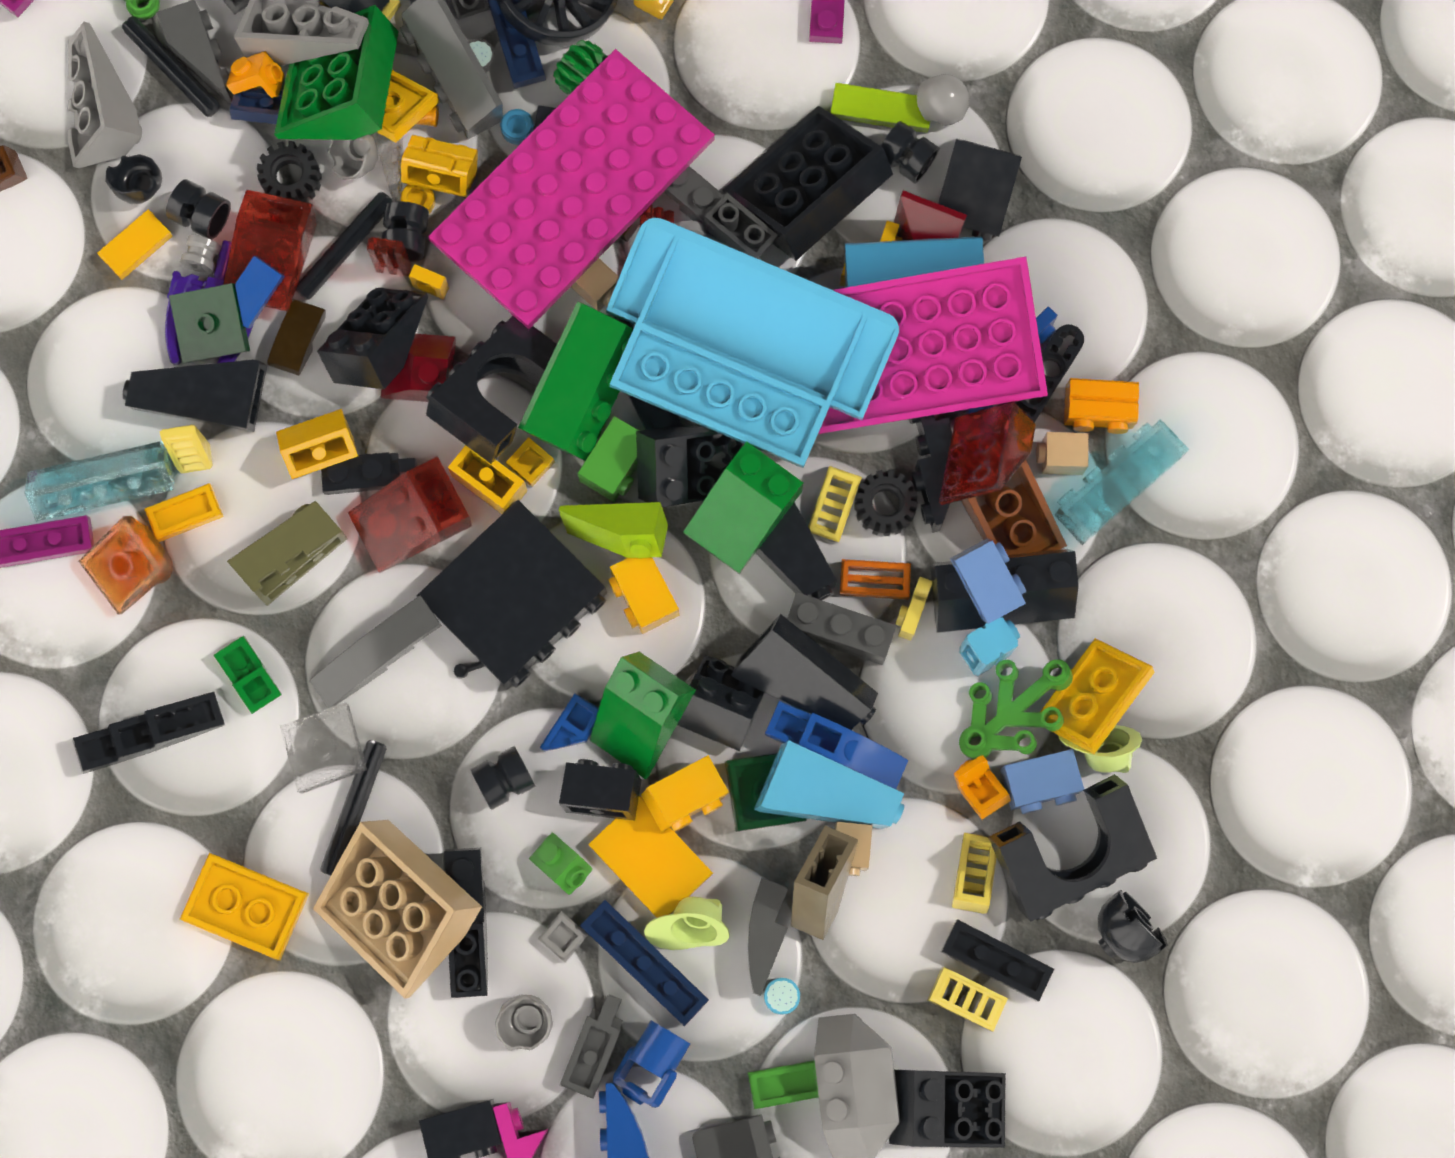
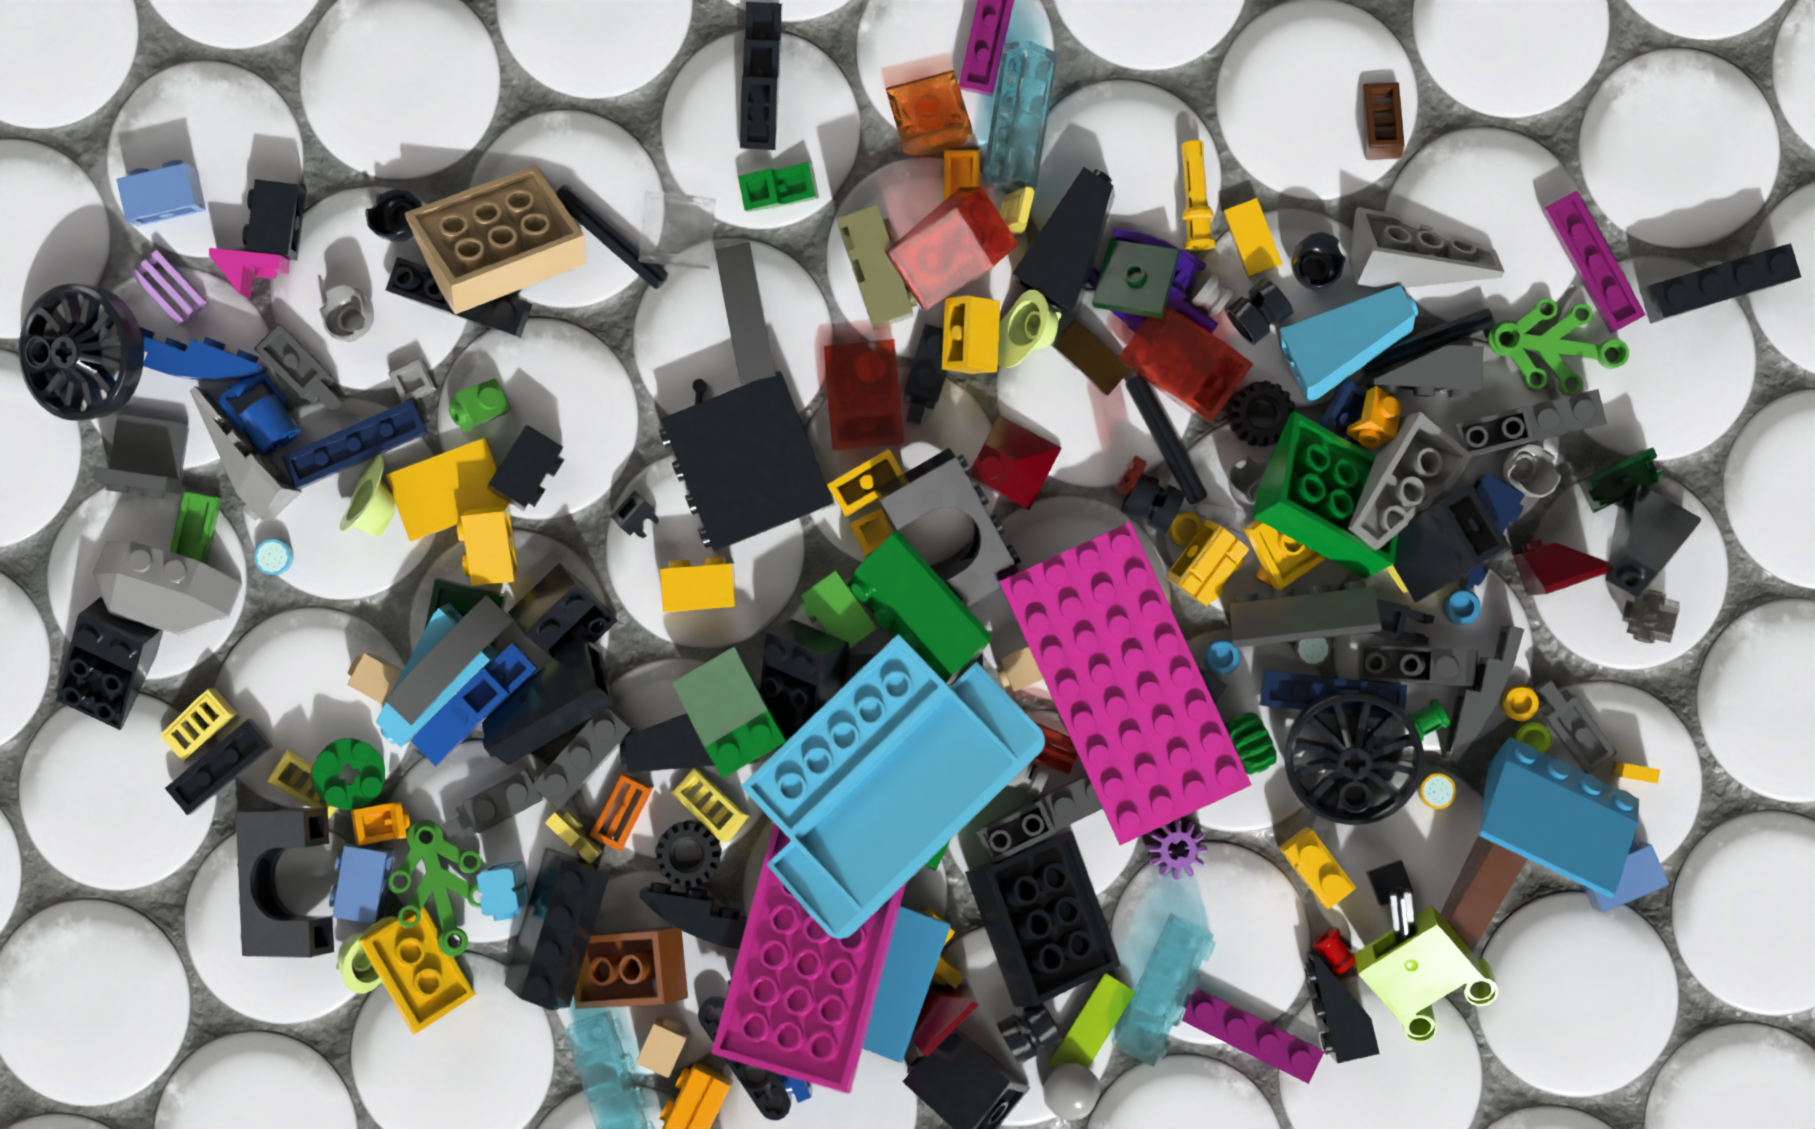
camera: 125 degrees right, 10 degrees up
(130, 297) = (1197, 210): none -> yellow pin
(198, 131) = (1343, 340): none -> medium azure slope
(240, 487) = (951, 246): none -> clear red slope
(244, 906) = (563, 103): yellow tile -> none
(256, 288) = (1148, 335): blue tile -> none
(291, 399) = (1026, 327): none -> yellowish green piece
(374, 339) = (1053, 431): black slope -> none
(412, 1018) = (388, 215): none -> black hair
(429, 281) = (1092, 506): yellow tile -> none
(502, 778) = (577, 383): black wheel -> none
(572, 726) = (603, 470): blue tile -> none
(597, 675) = (633, 513): none -> black tile
(623, 528) = (759, 594): lime slope -> none
(639, 712) = (579, 535): green slope -> none
(710, 93) = (1177, 861): none -> medium lavender gear
(711, 1047) = (253, 476): none -> light grey wedge
(764, 933) = (334, 565): dark grey slope -> none
(805, 777) = (448, 659): none -> dark grey slope
(822, 60) = (1163, 989): none -> clear light blue brick
(822, 882) = (349, 637): dark tan slope -> none
(919, 693) = (494, 805): none -> dark grey hinge
(952, 816) = (330, 763): none -> green plate
(986, 451) = (681, 967): clear red slope -> none
(989, 580) = (553, 913): medium blue brick -> none
(1128, 930) = (190, 899): black cylinder -> none

